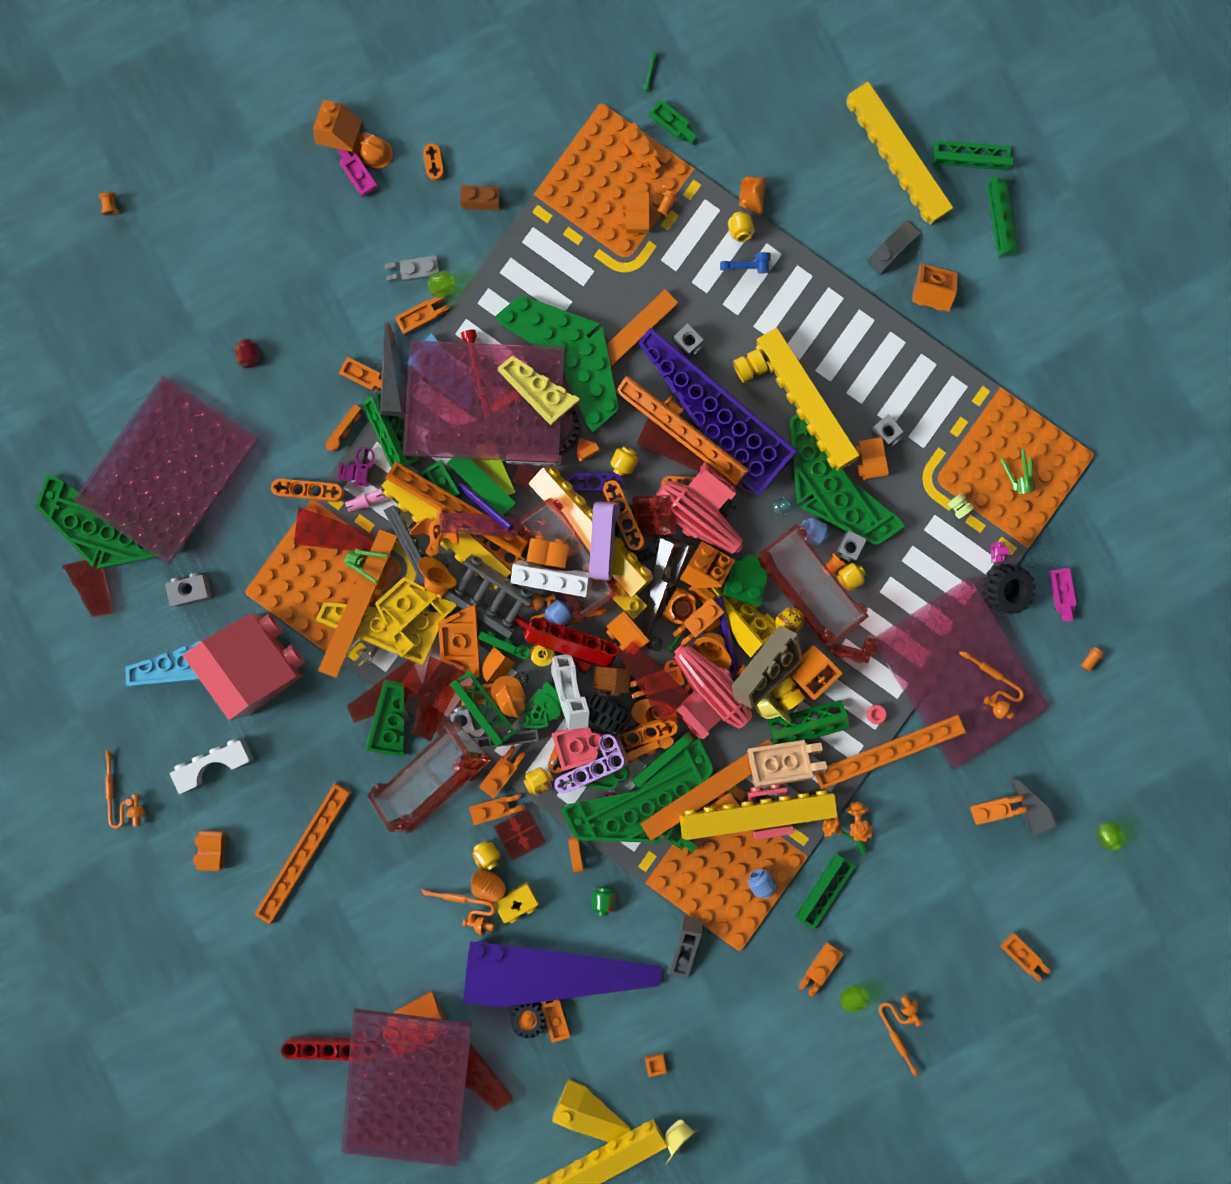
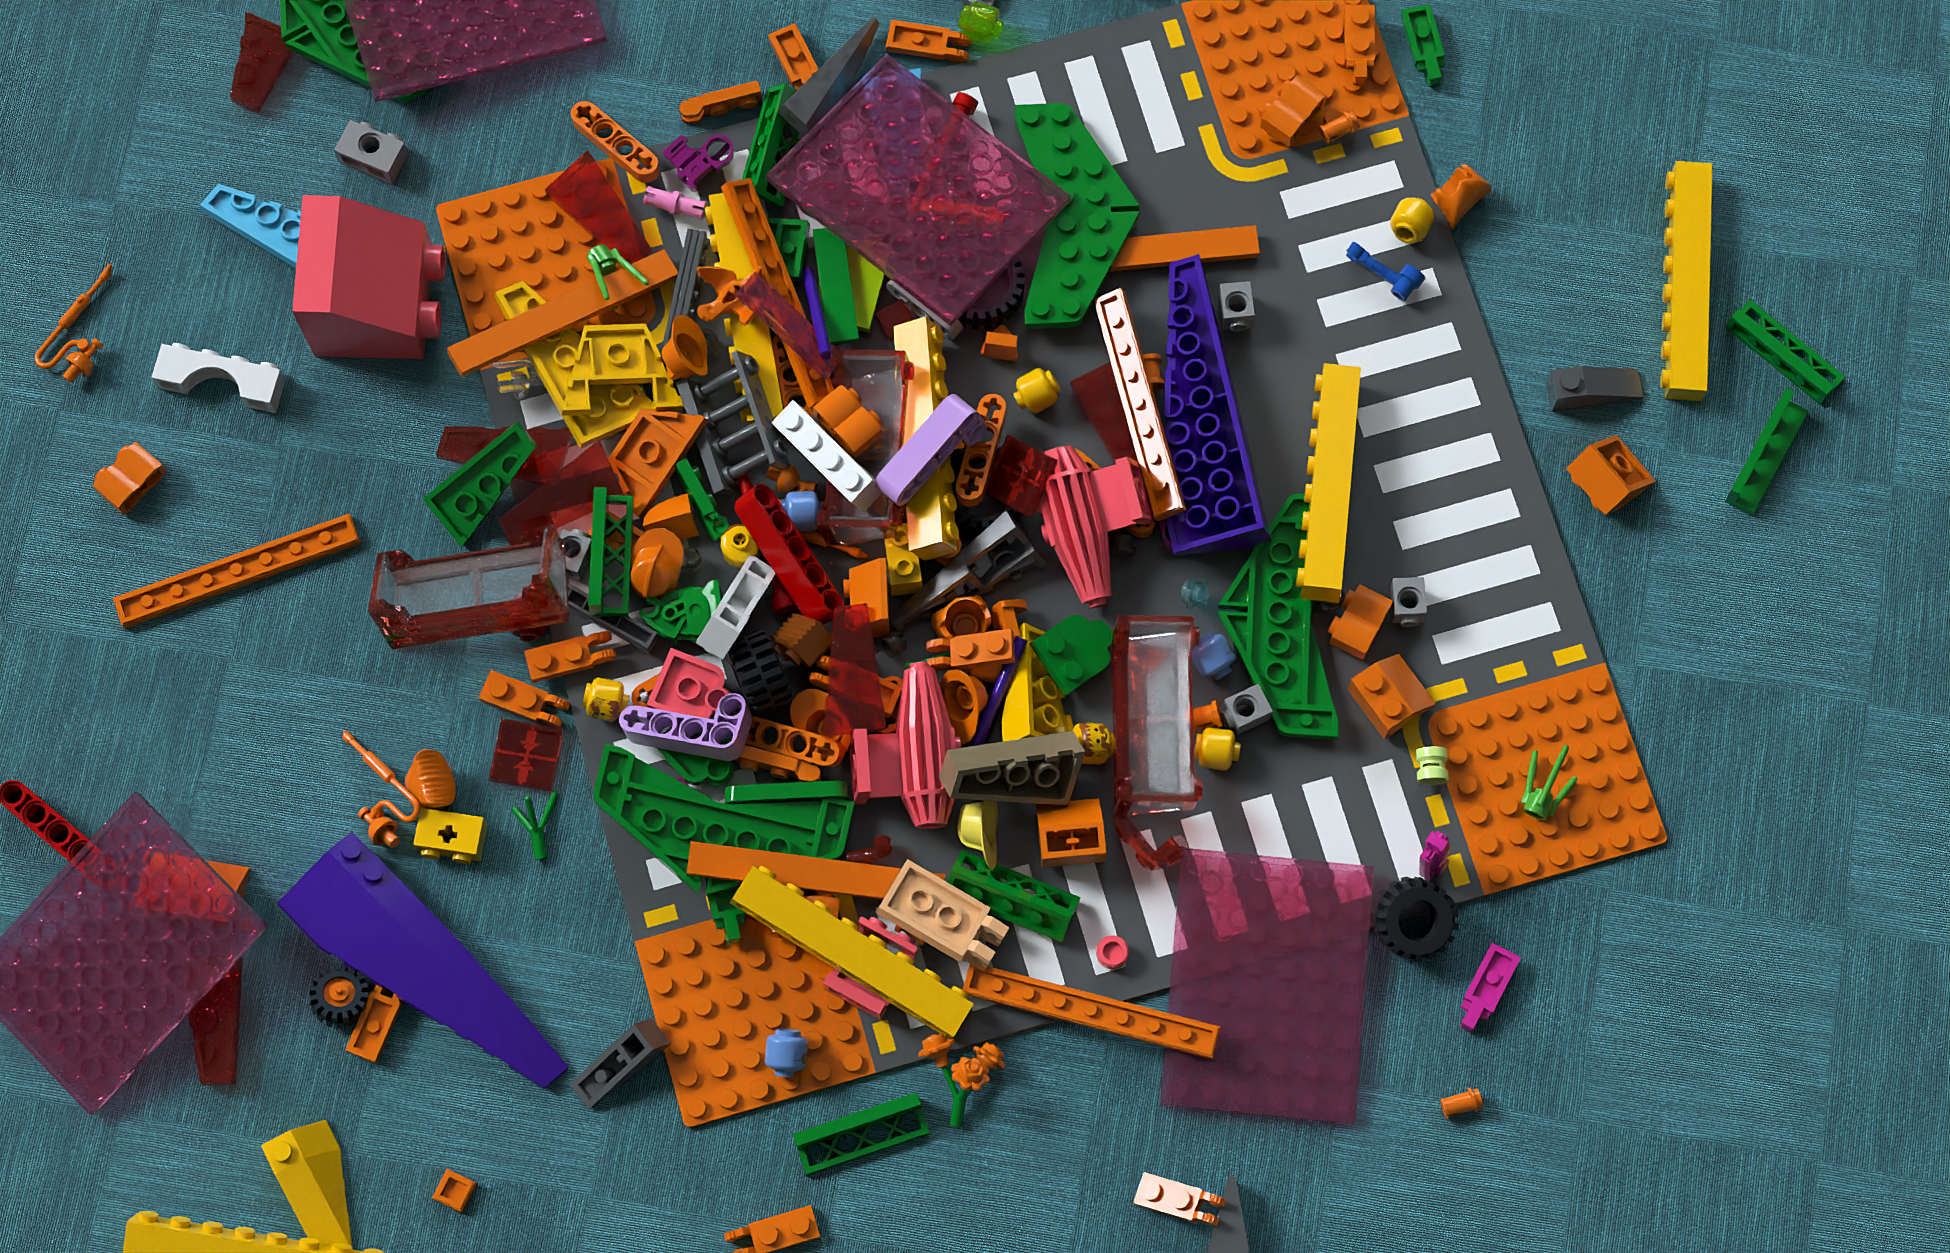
camera: 35 degrees right, 15 degrees down
(486, 855) = (462, 745): yellow head -> none
(544, 396) = (995, 221): light yellow wing -> none
(556, 868) = (532, 827): none -> green plant
(575, 855) = (576, 833): orange beam -> none
(589, 475) = (967, 370): dark purple beam -> none
(604, 900) = (563, 920): green head -> none
(707, 567) = (1035, 588): orange slope -> none
(726, 757) = (871, 855): none -> clear red arm
(751, 365) = (1290, 392): yellow wheel -> none
(787, 694) = (1014, 833): yellow wheel -> none
(914, 484) = (1390, 695): none -> orange slope
(1000, 708) = (1284, 1061): orange piece -> none

